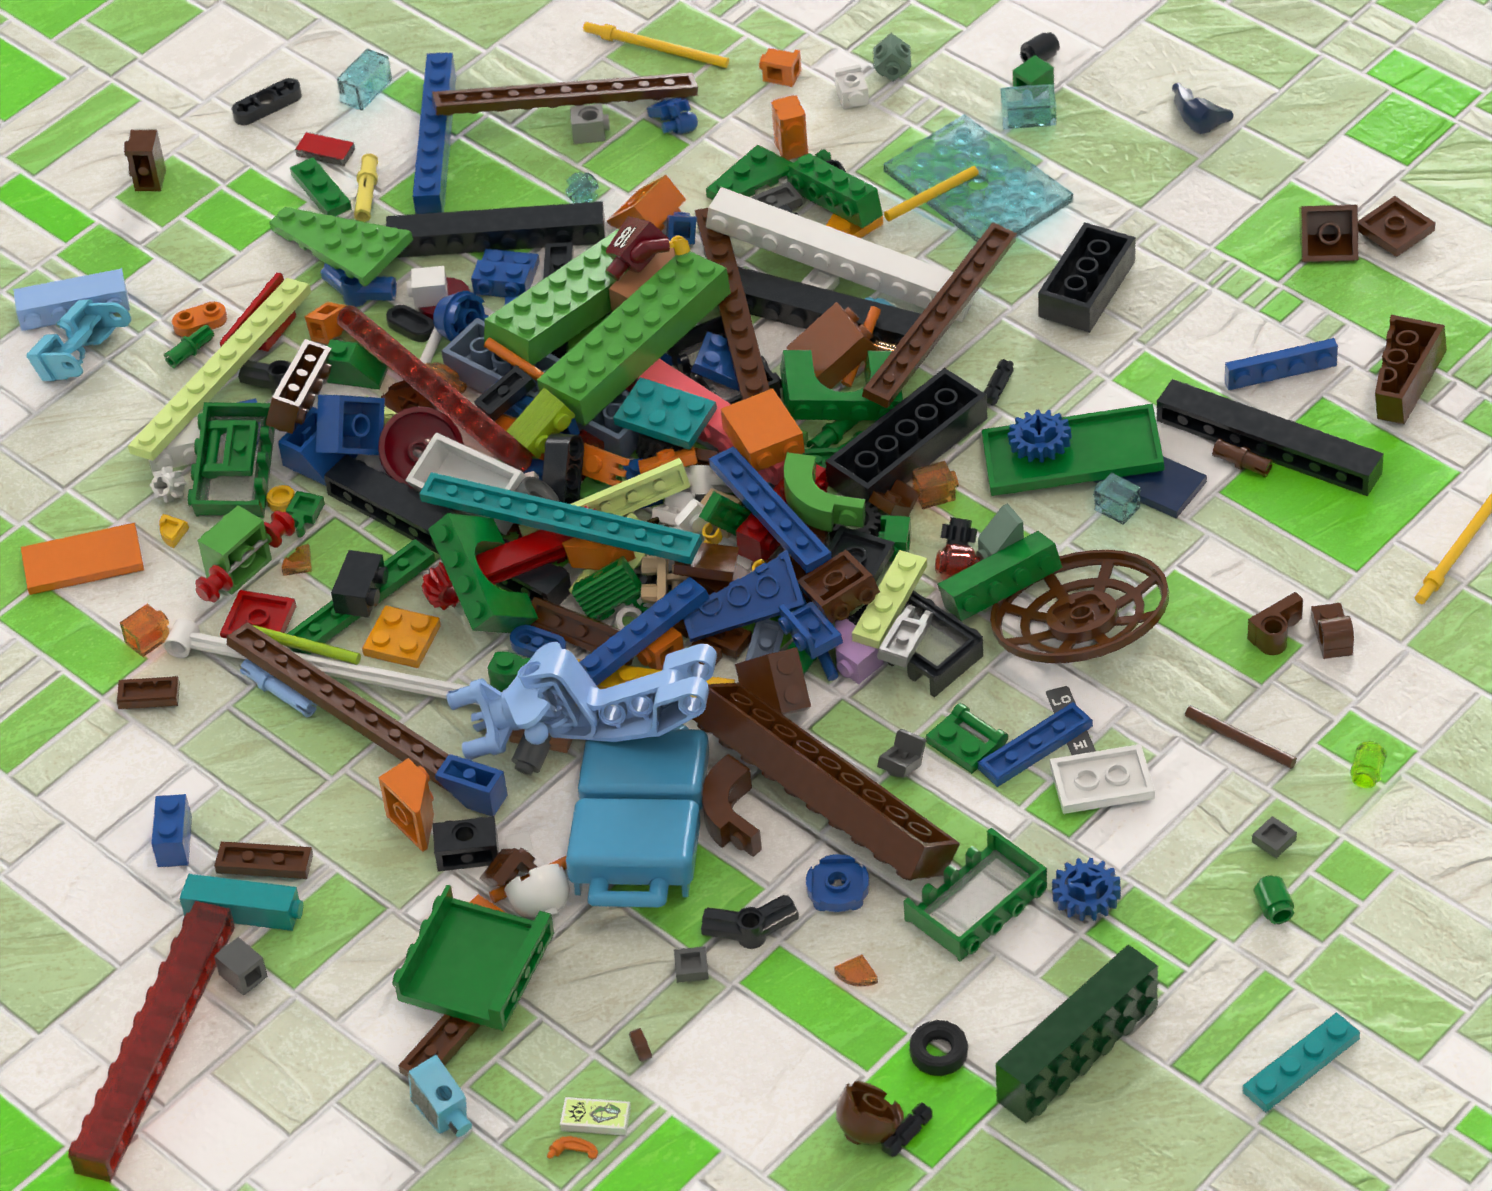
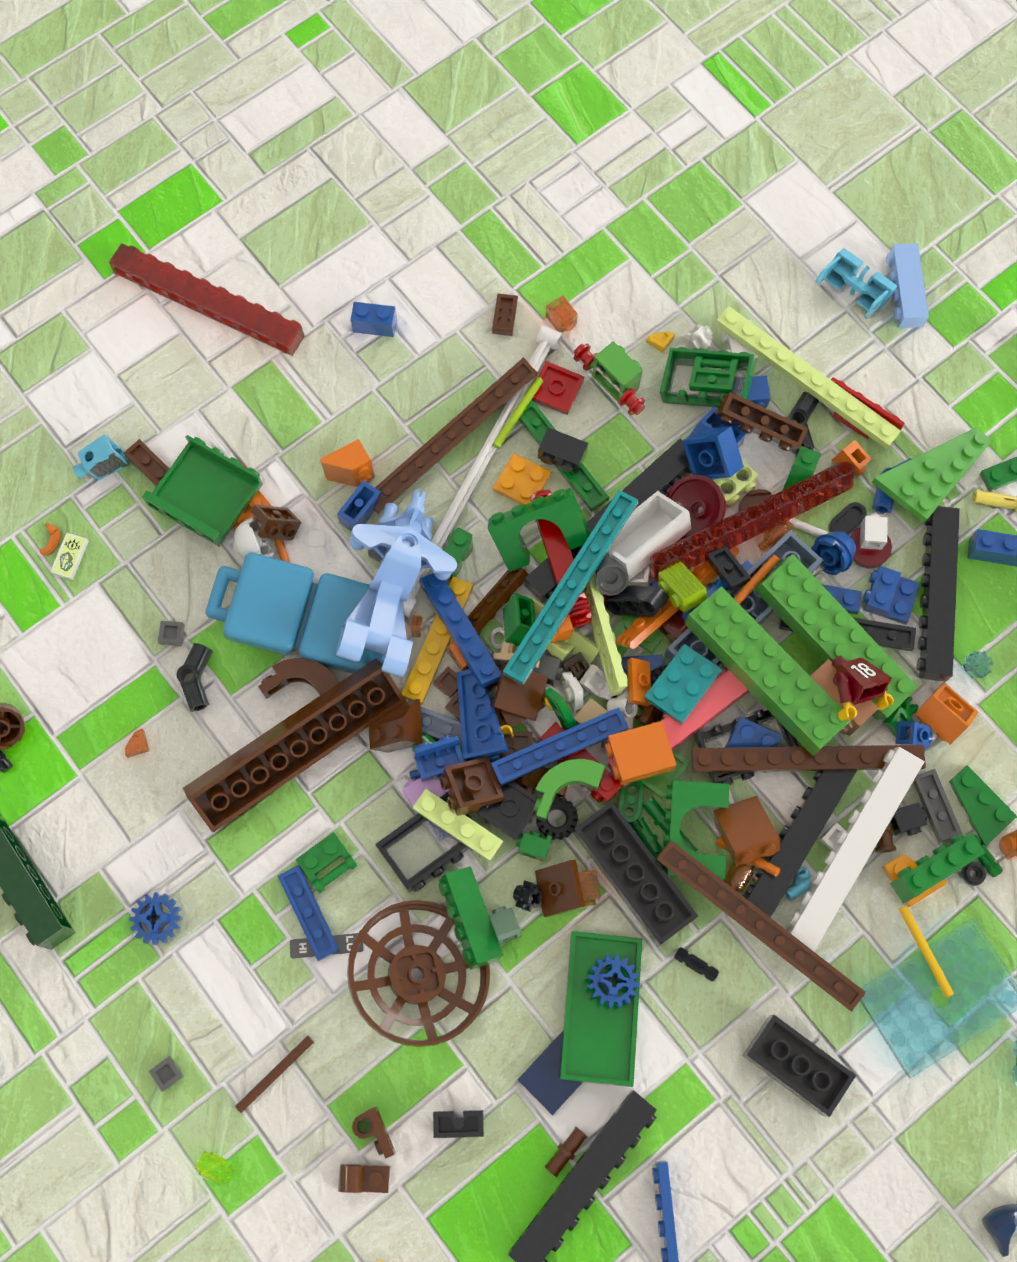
camera: 95 degrees right, 25 degrees up
(82, 558) = (644, 282): orange tile -> none
(189, 346) = (846, 362): green axle -> none
(192, 319) = (876, 371): orange plate -> none
(240, 966) = (246, 351): dark grey brick -> none
(249, 901) = (302, 357): teal brick -> none
(263, 860) = (336, 374): reddish brown plate -> none
(279, 498) = (676, 414): yellow tile -> none
(298, 561) = (612, 420): clear orange tile -> none
(305, 509) = (657, 426): green plate -> none
(465, 843) = (314, 488): black brick -> none
(534, 637) = (487, 571): blue plate -> none
(640, 1045) = (112, 590): reddish brown tile -> none
(841, 898) = (206, 733): blue plate -> none
(897, 501) = (572, 849): reddish brown bracket -> none
(904, 637) = (412, 827): light grey hinge -> none
(904, 755) = (314, 809): dark grey bracket -> none
(938, 1064) = (42, 780): black tyre -> none
(939, 498) = (560, 888): none -> reddish brown plate
(954, 559) = (497, 888): clear red head -> none
(978, 896) = (172, 838): window -> none
(1102, 778) = (257, 955): white plate -> none
(1117, 498) = (540, 1031): clear light blue brick -> none
(1243, 545) = (448, 1126): none -> black brick
(1274, 899) = (107, 1058): green brick -> none

